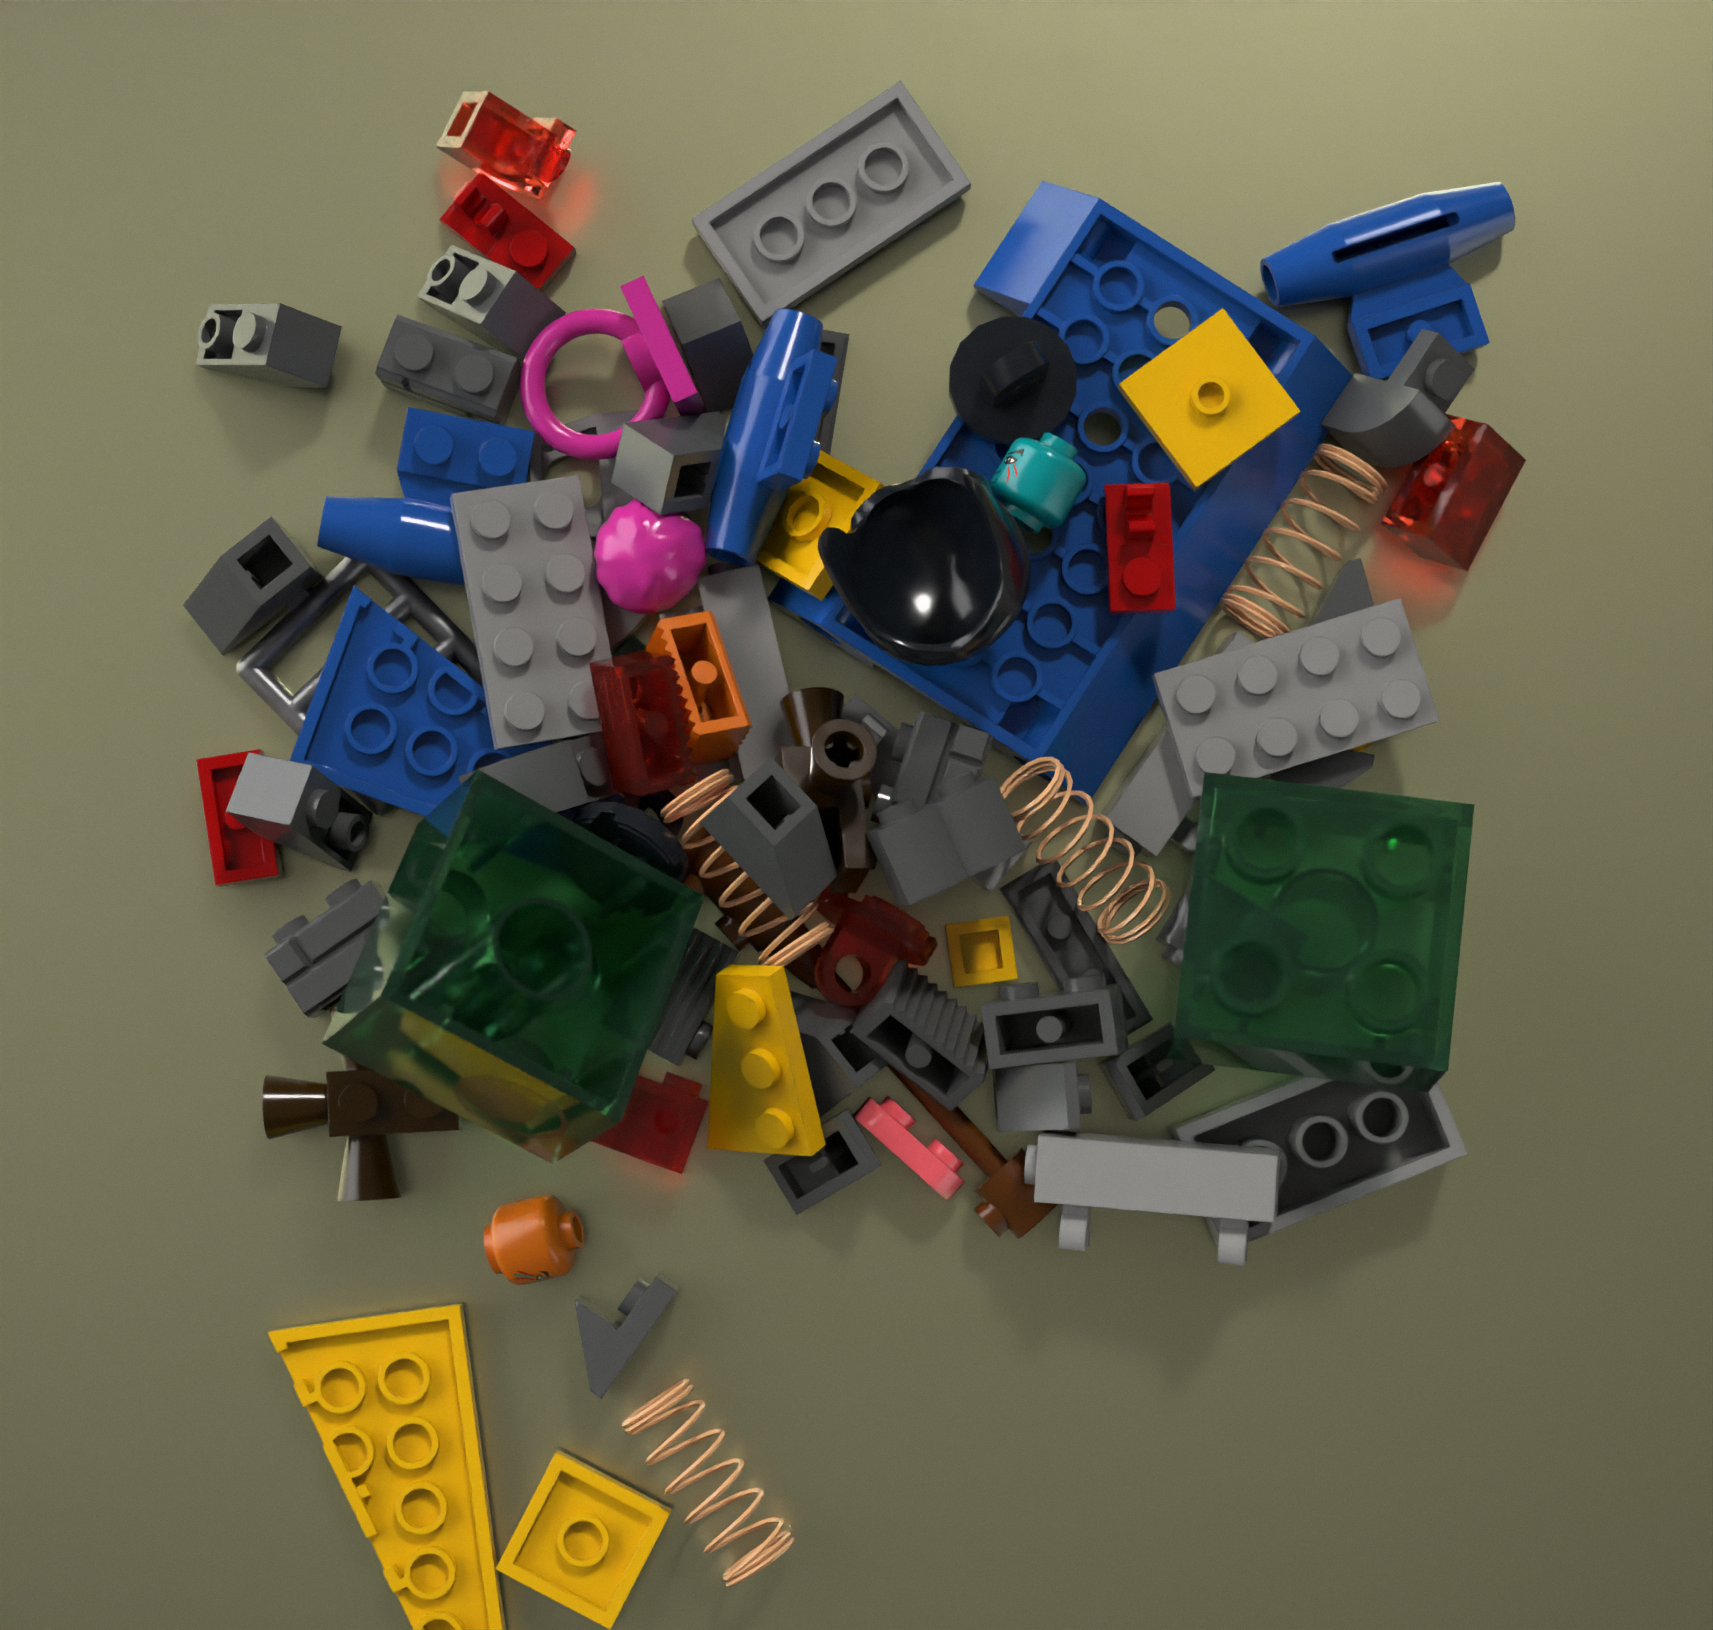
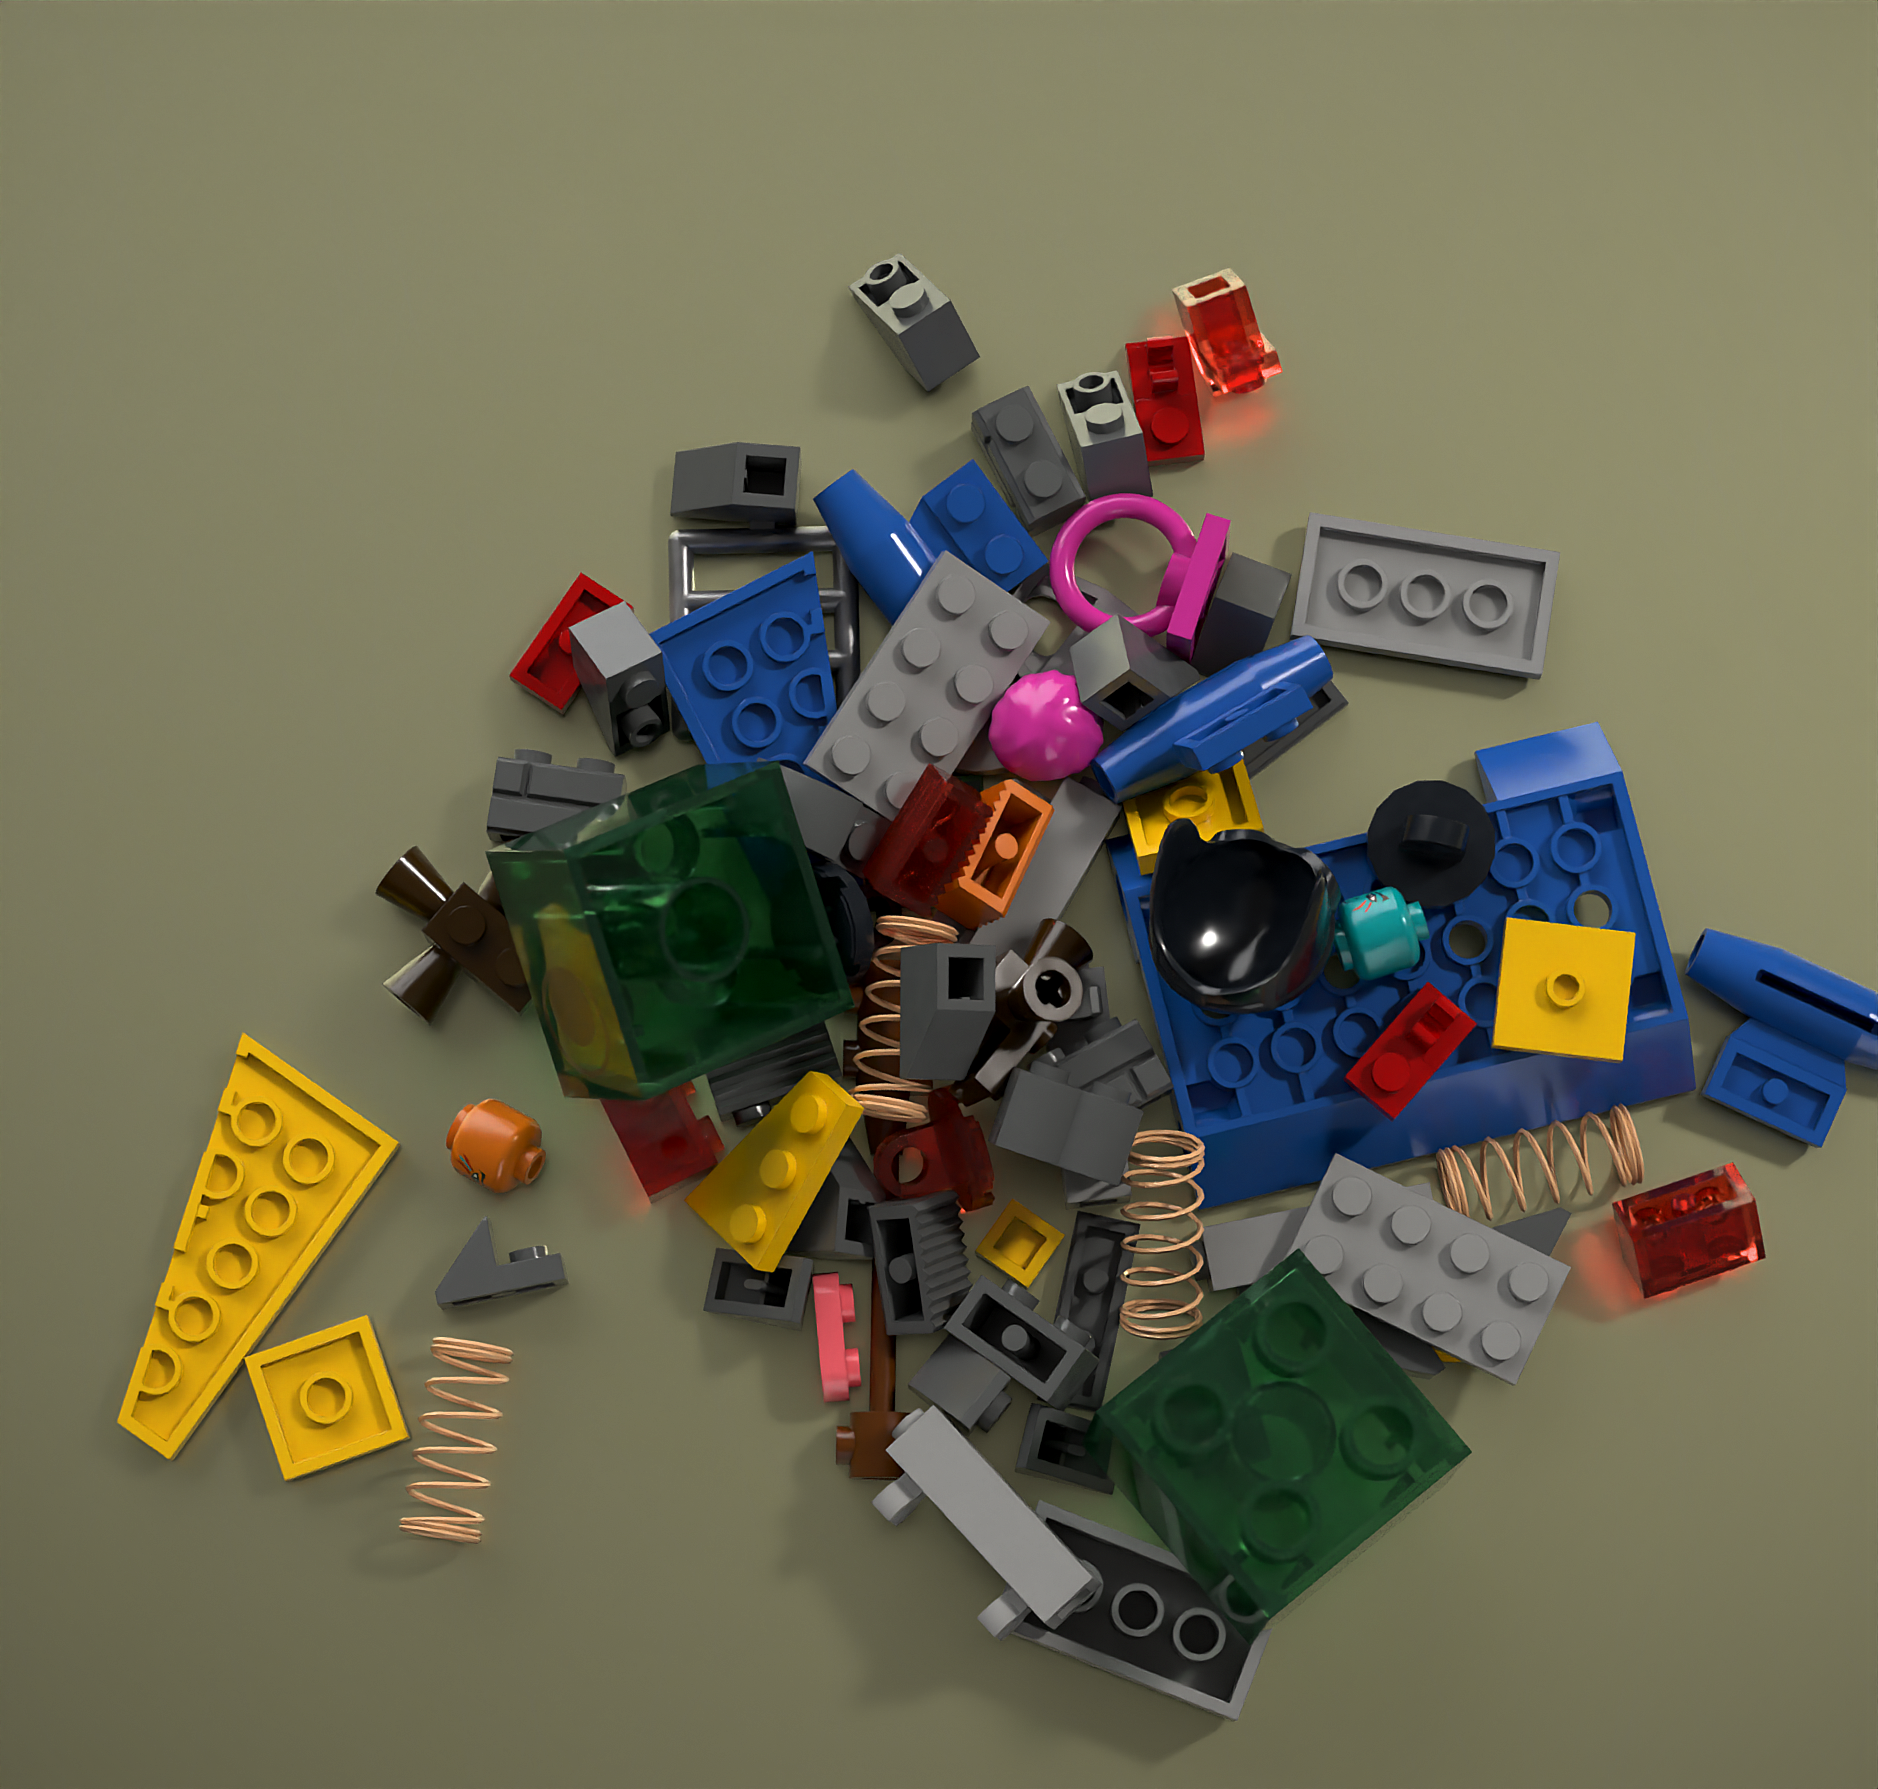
camera: 40 degrees right, 5 degrees down
(1404, 416) = (1704, 1138): dark grey brick -> none

